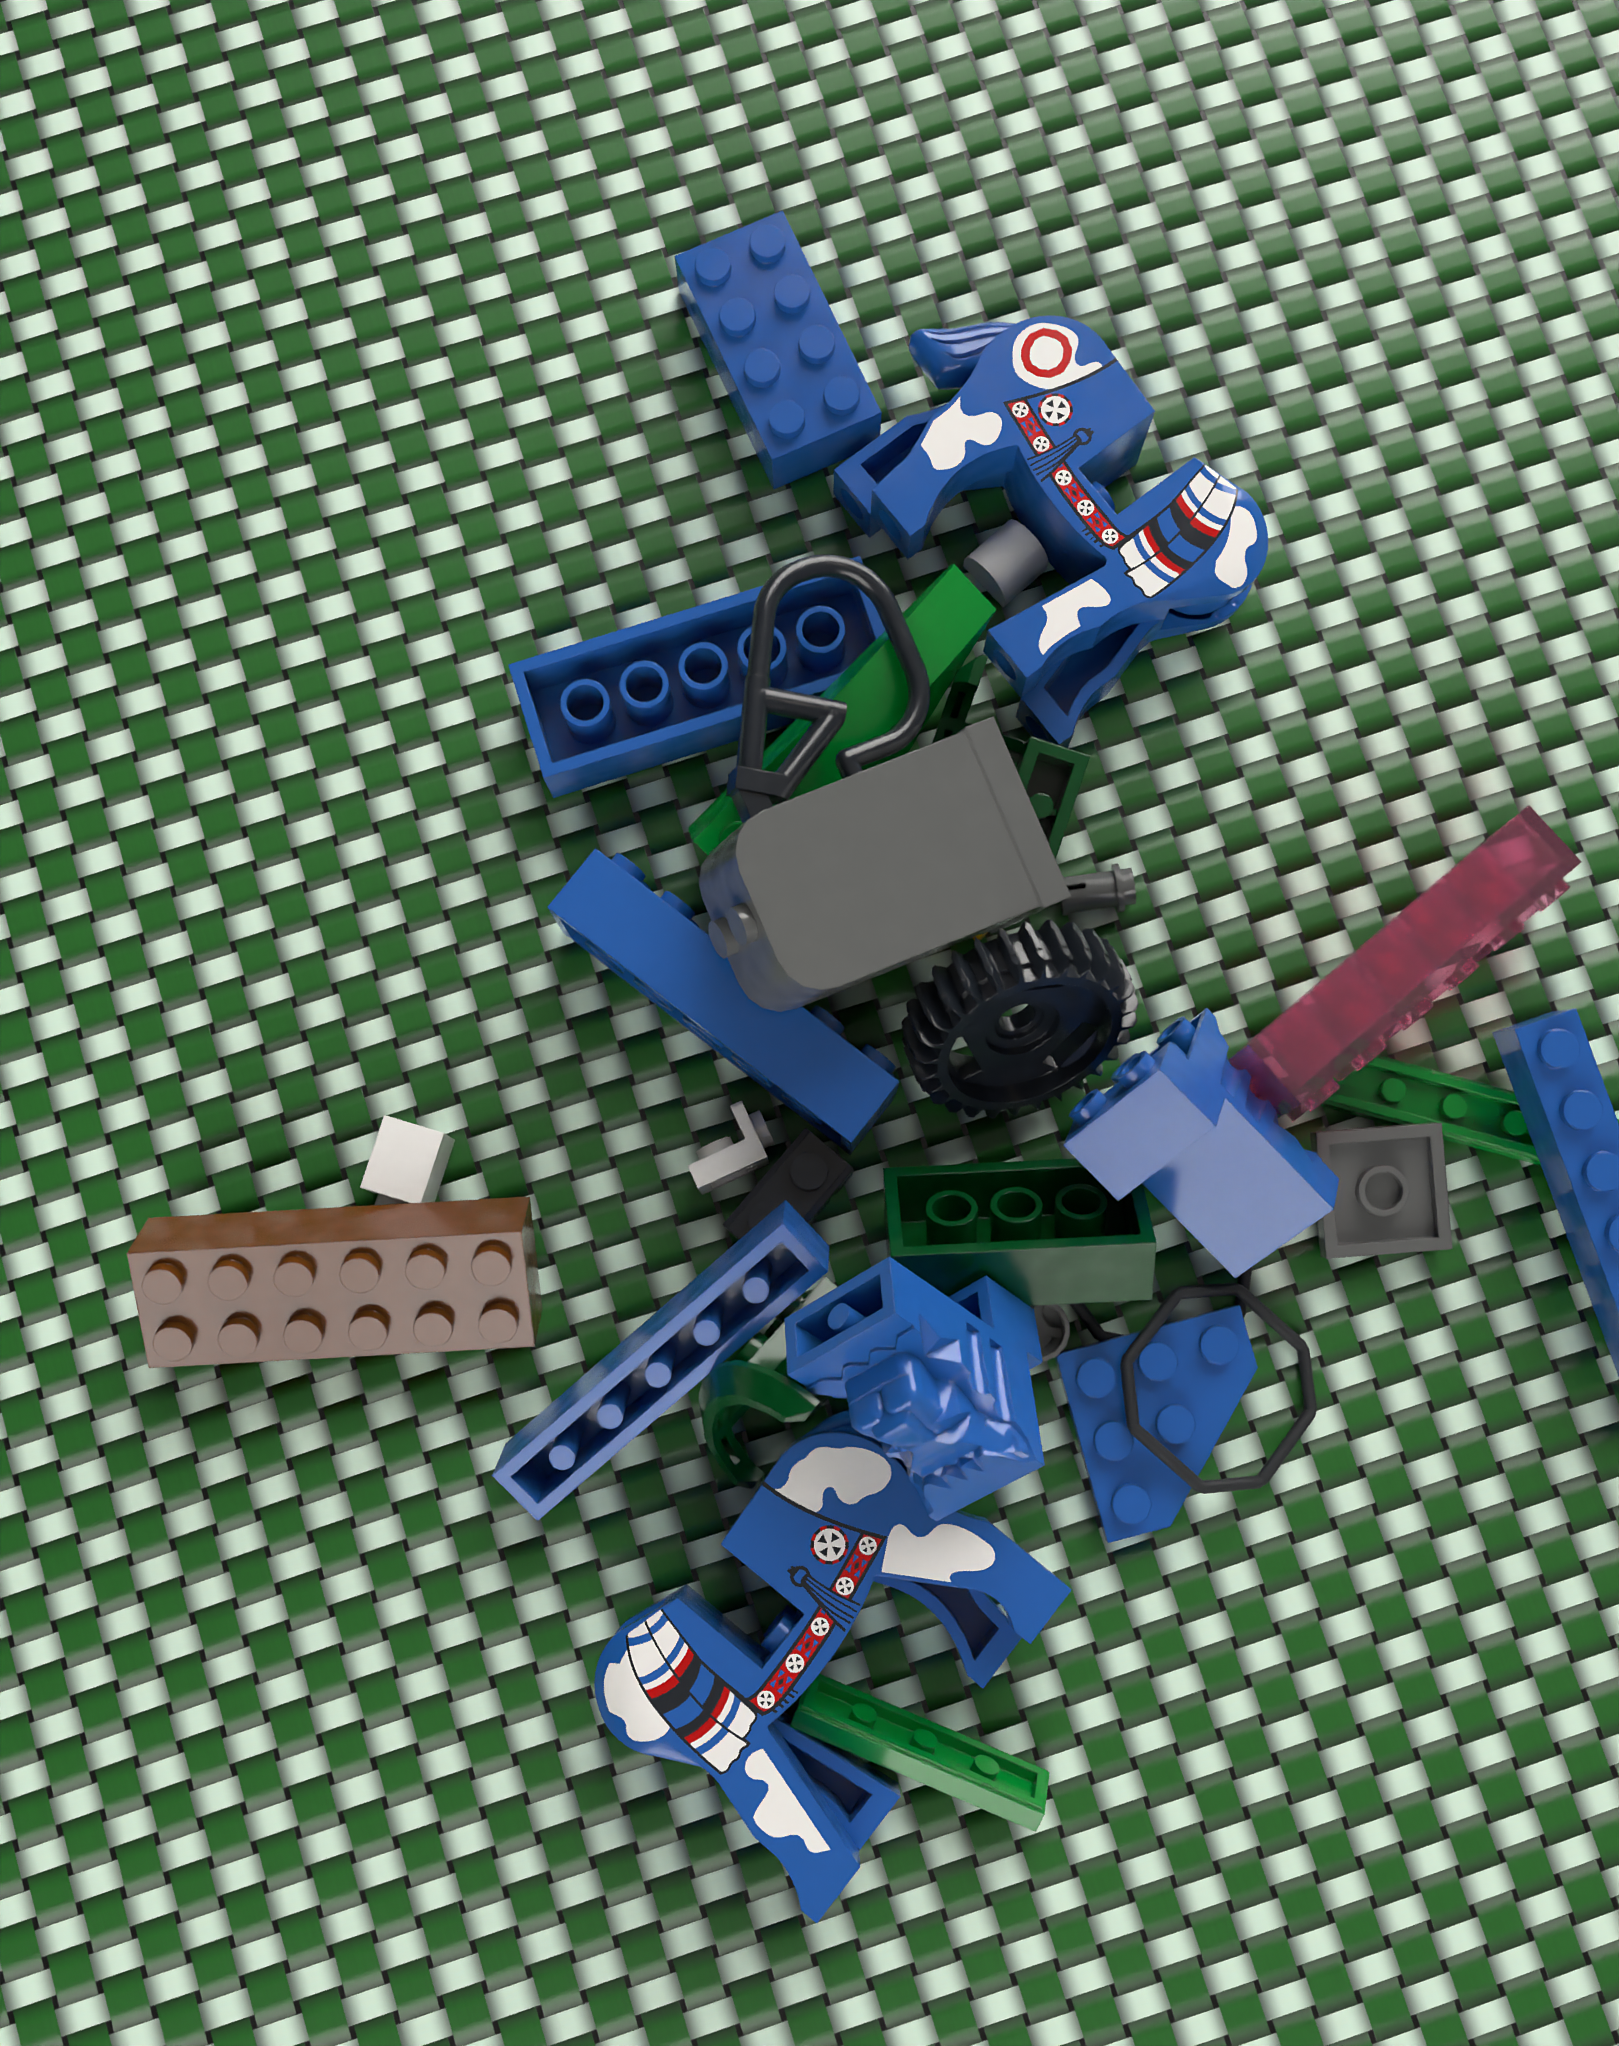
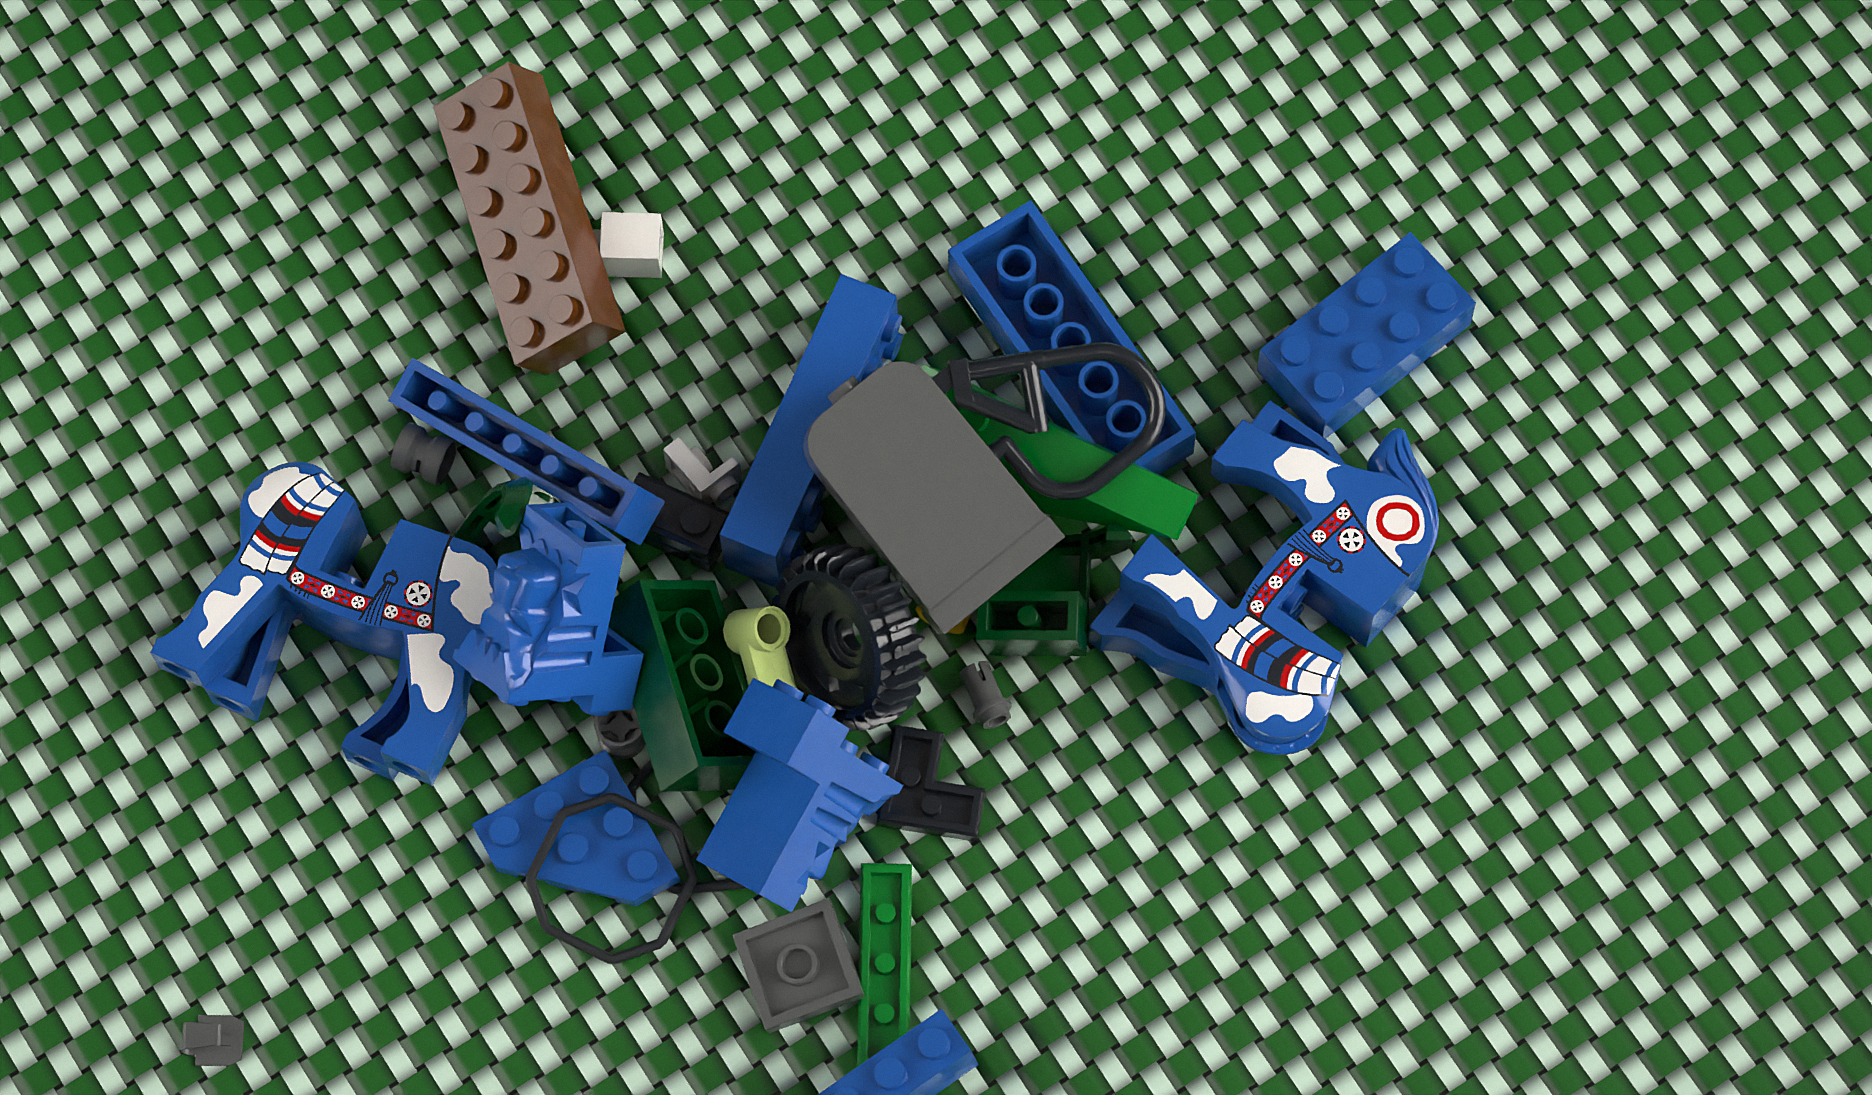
camera: 75 degrees right, 10 degrees down
(609, 1491) = (424, 454): none -> dark grey wheel
(923, 1751) = (285, 722): green tile -> none
(986, 1129) = (761, 641): none -> yellowish green piece
(1007, 561) = (1239, 559): white brick -> none
(1214, 980) = (923, 801): none -> black tile
(1299, 1941) = (208, 1040): none -> dark grey piece
(1407, 966) = (975, 923): clear pink brick -> none

